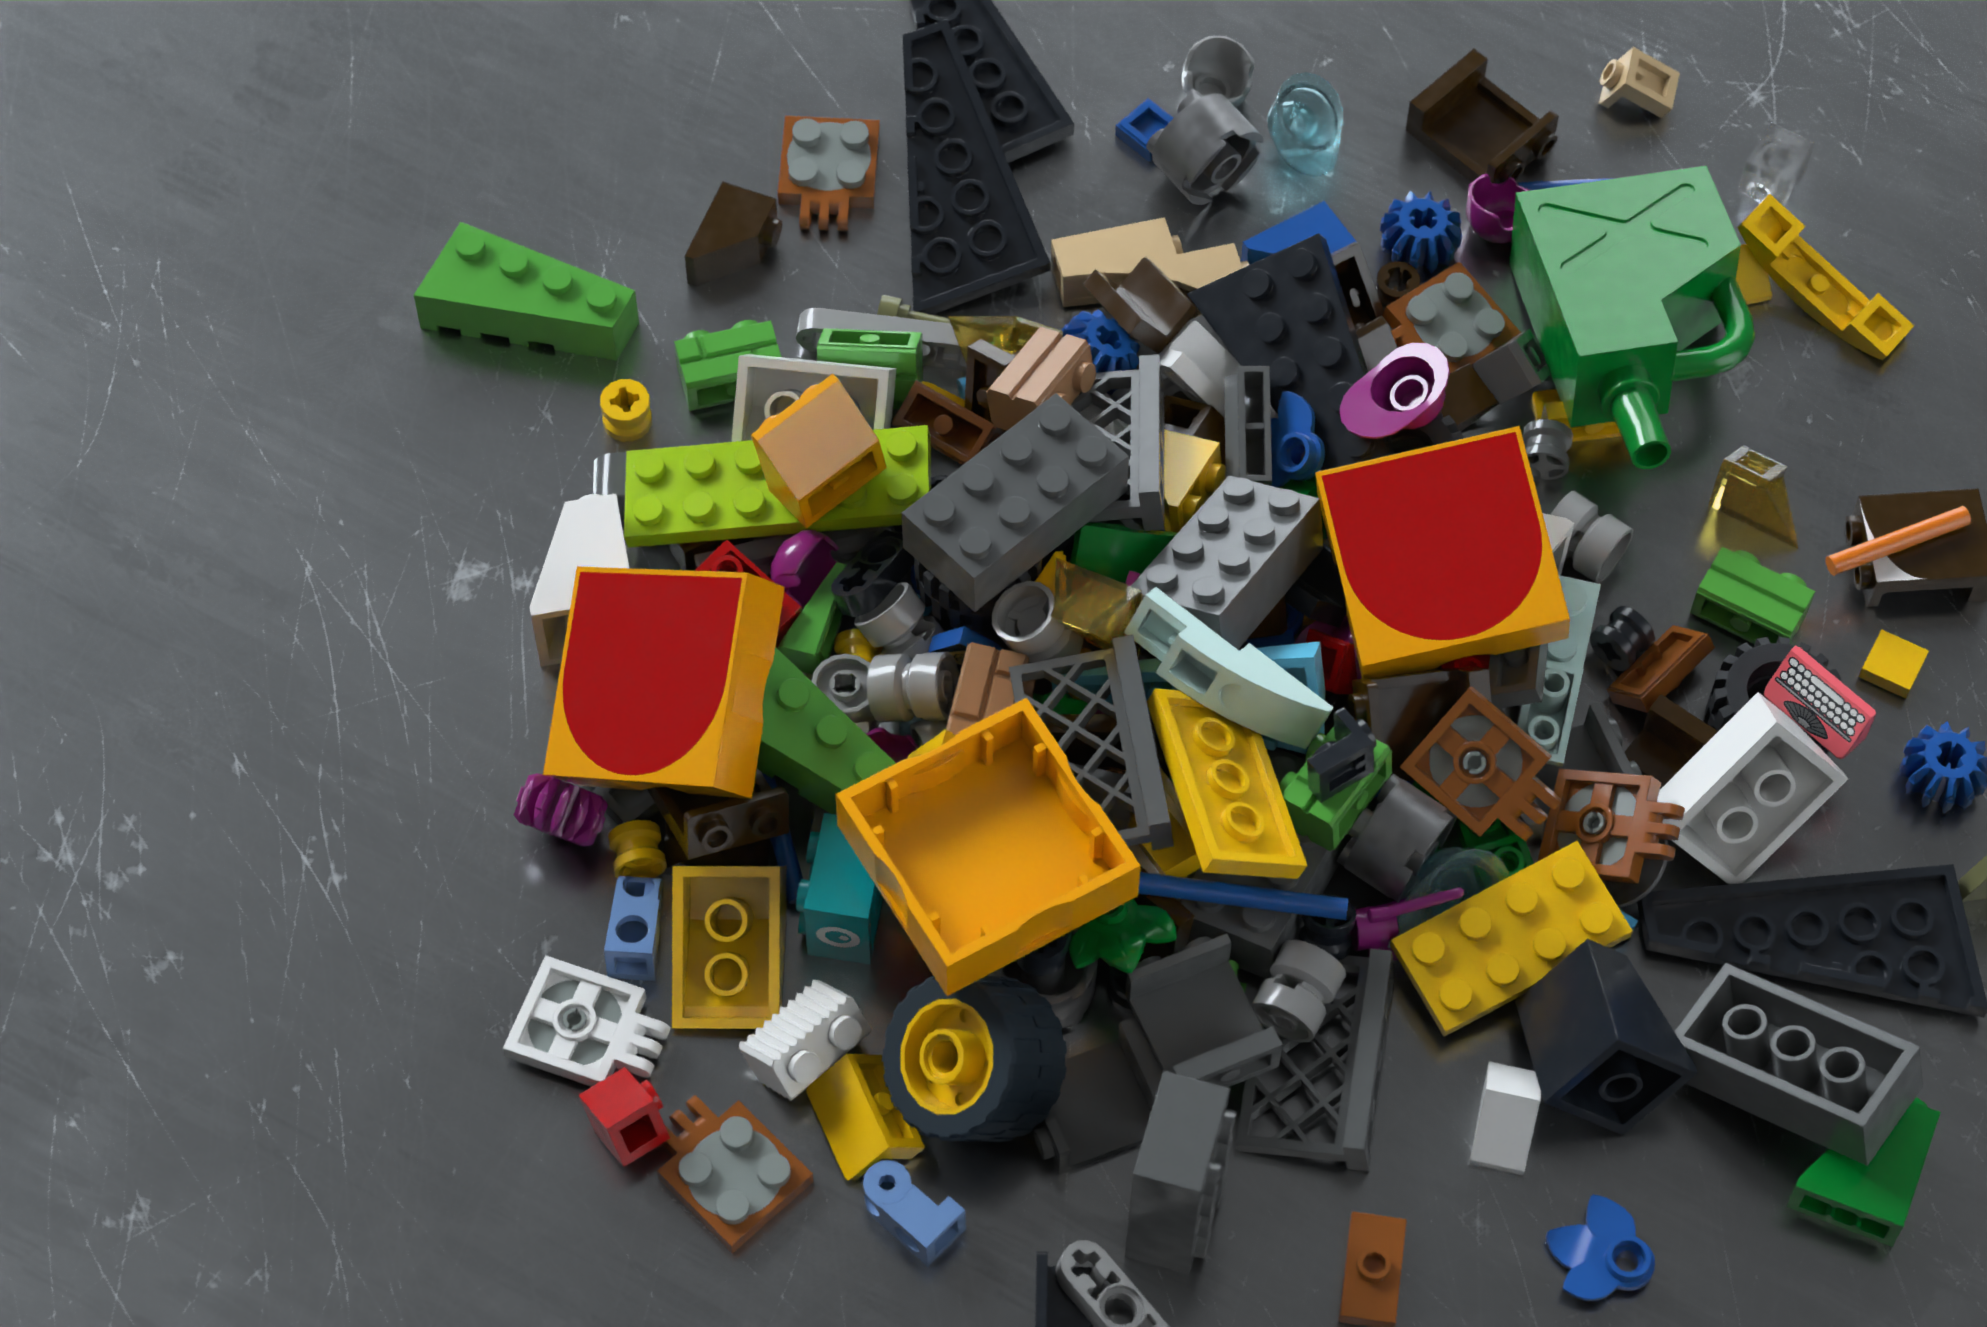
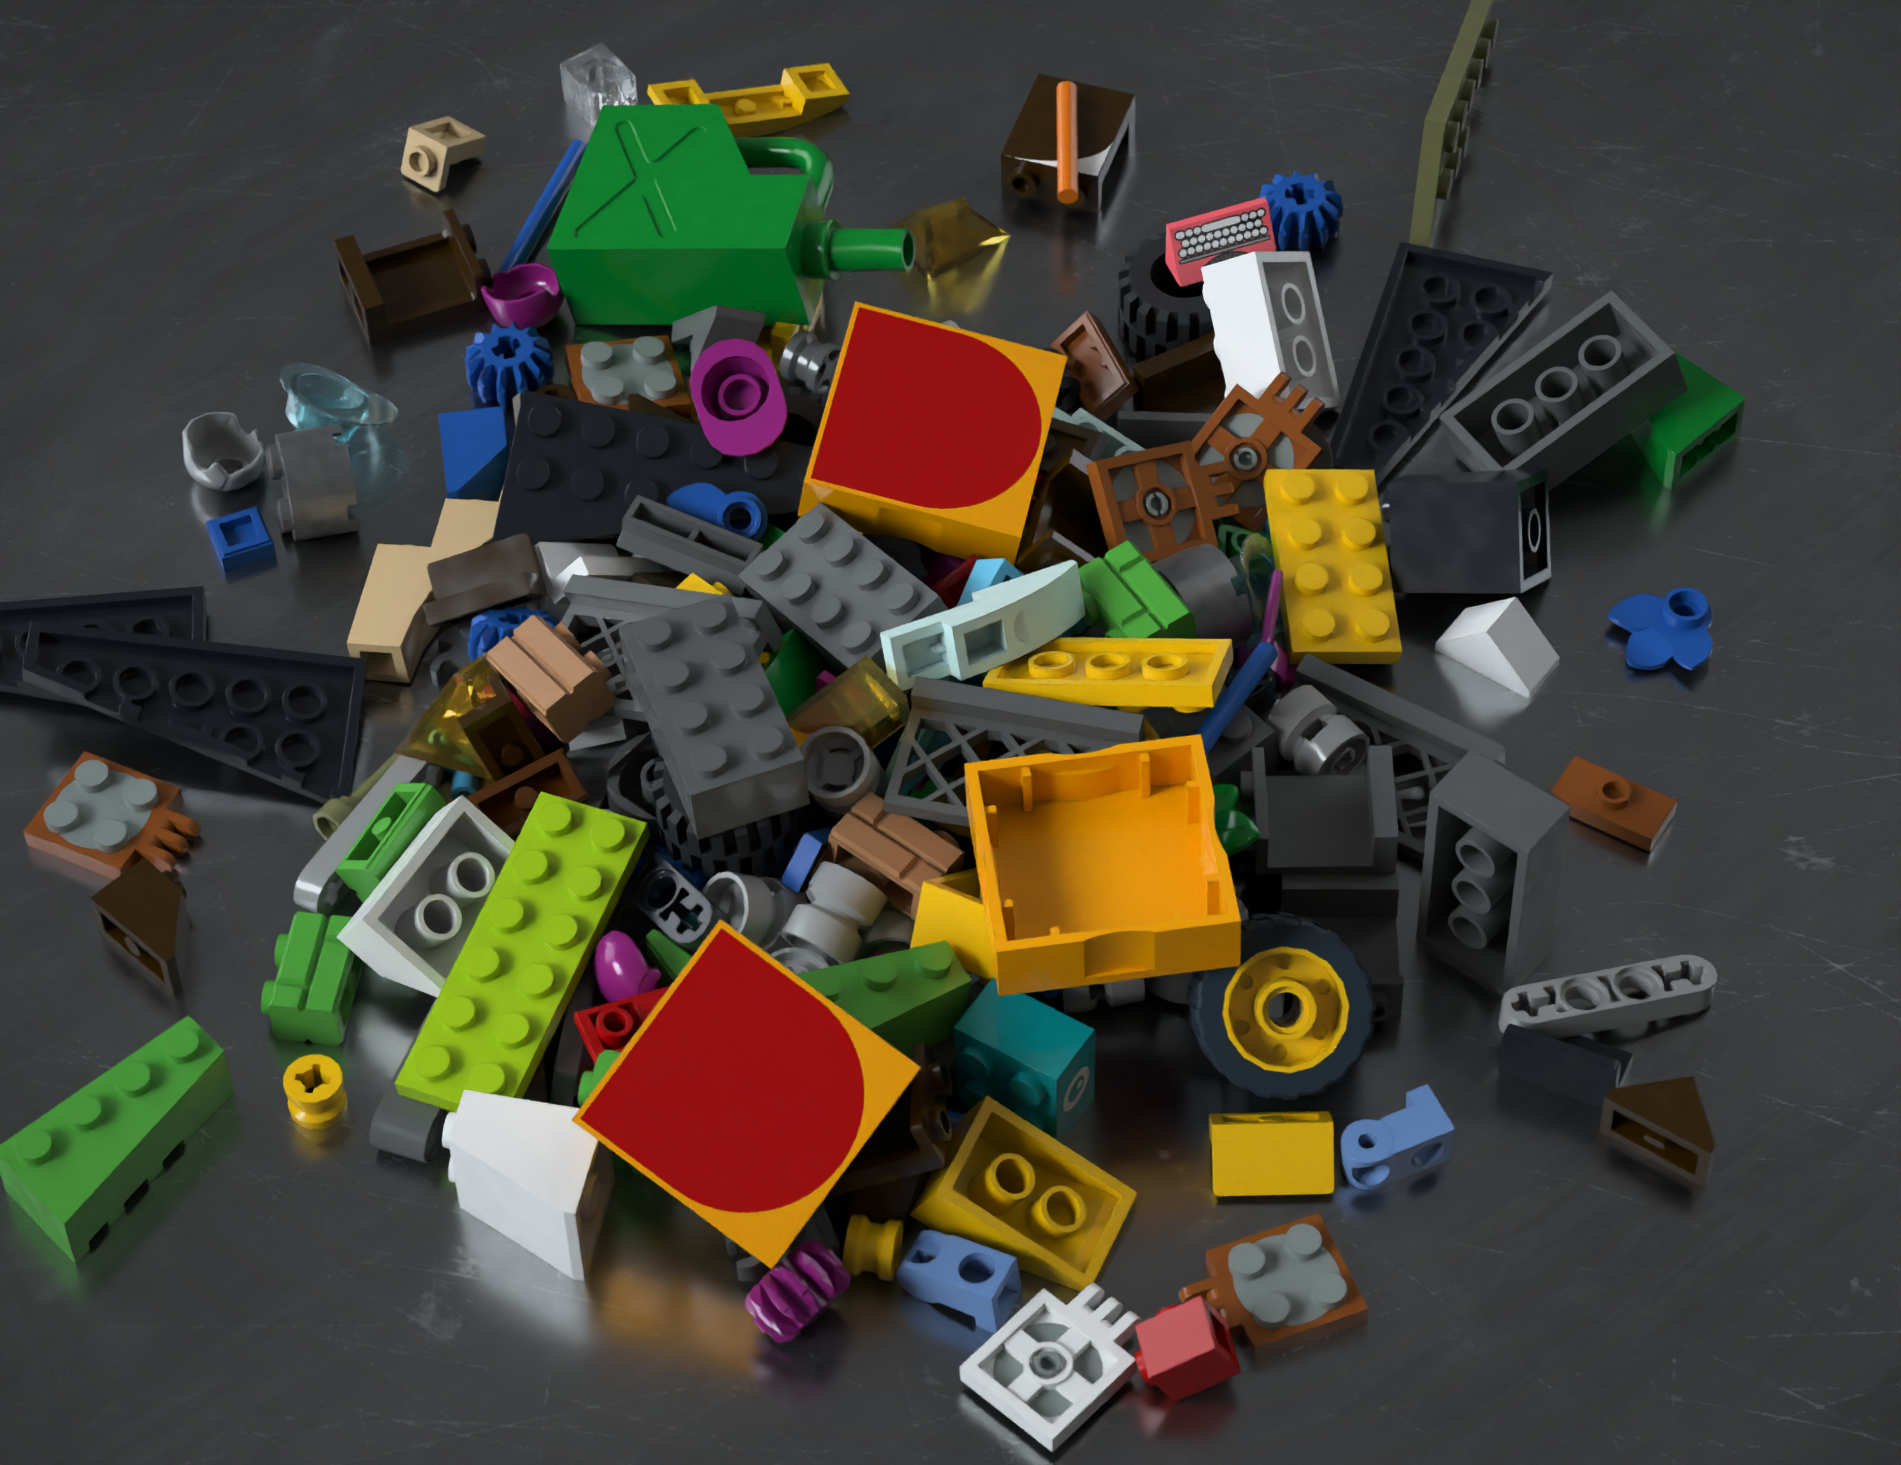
camera: 65 degrees left, 10 degrees down
(804, 1039) = (1172, 1162): white brick -> none
(818, 451) = (543, 873): light orange slope -> none
(1344, 761) = (1129, 555): black bracket -> none
(1751, 598) = (1059, 276): bright green brick -> none
(1893, 663) = (1166, 206): yellow tile -> none

